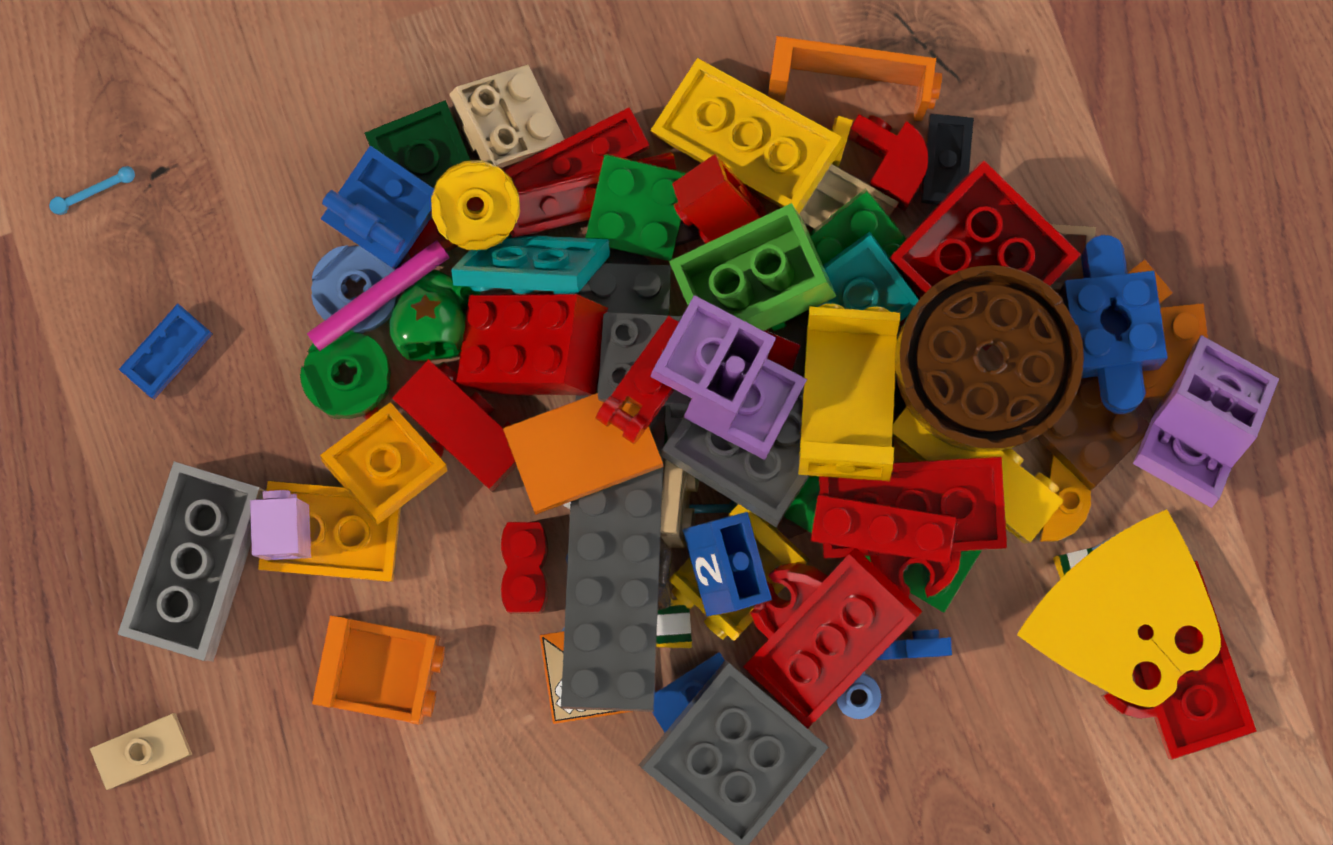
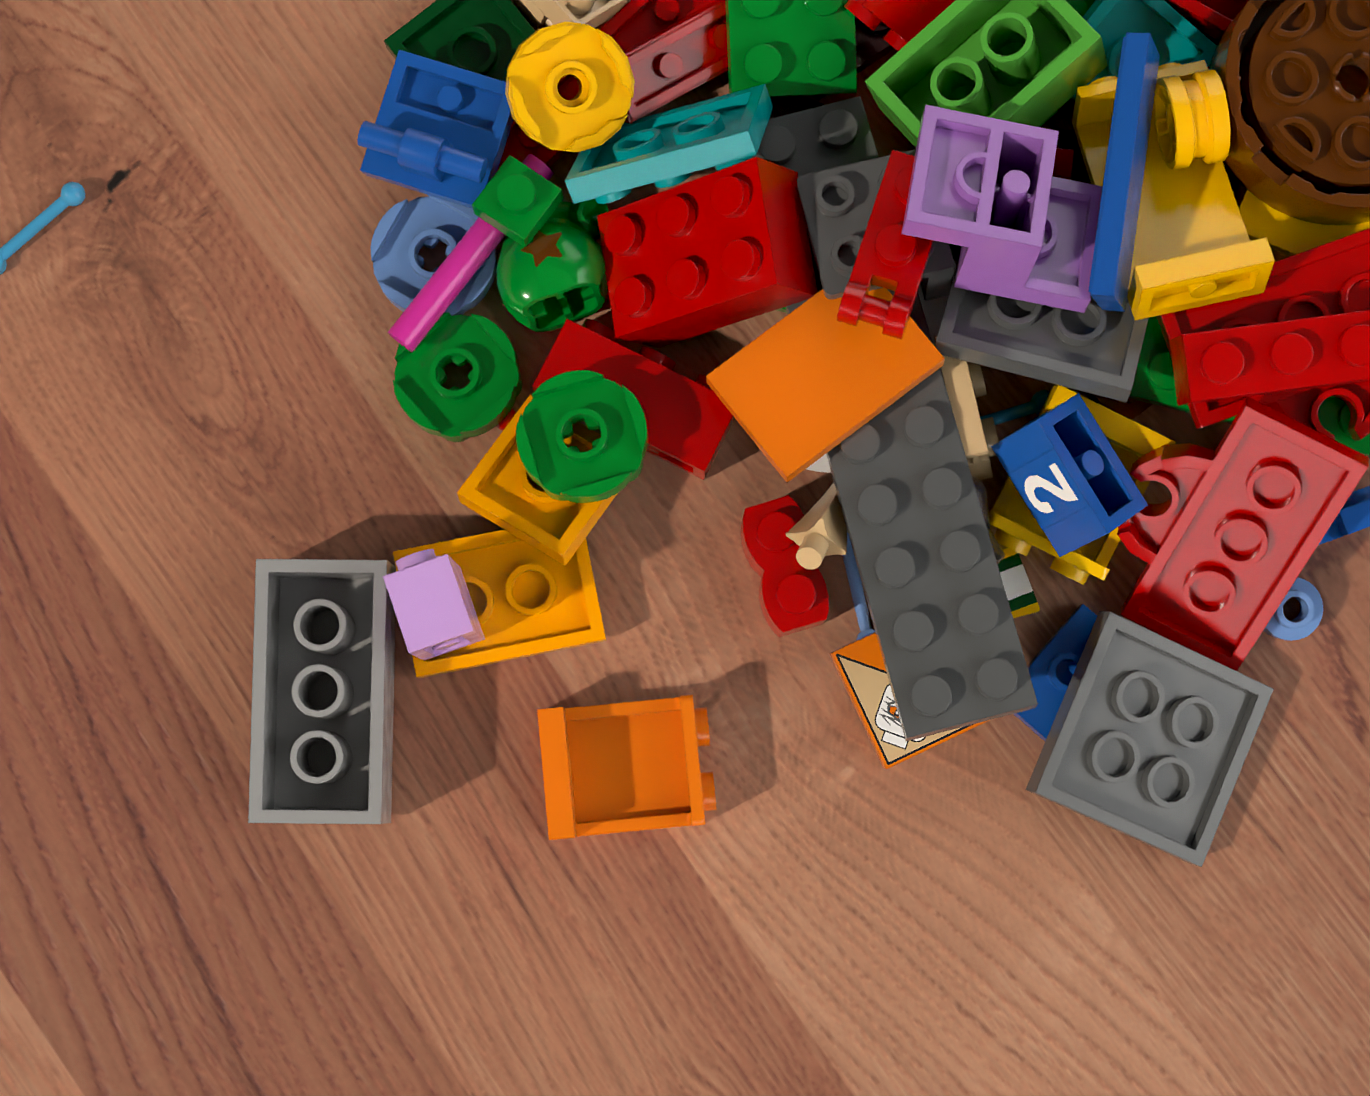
camera: 20 degrees left, 0 degrees up
(141, 751) = (327, 977): tan plate -> none
(165, 351) = (198, 416): blue plate -> none
(394, 425) = (549, 420): none -> green plate
(417, 272) = (517, 201): none -> green plate
(549, 553) = (820, 531): none -> tan piece
(817, 375) = (1124, 171): none -> blue tile
(877, 351) = (1192, 119): none -> yellow wheel

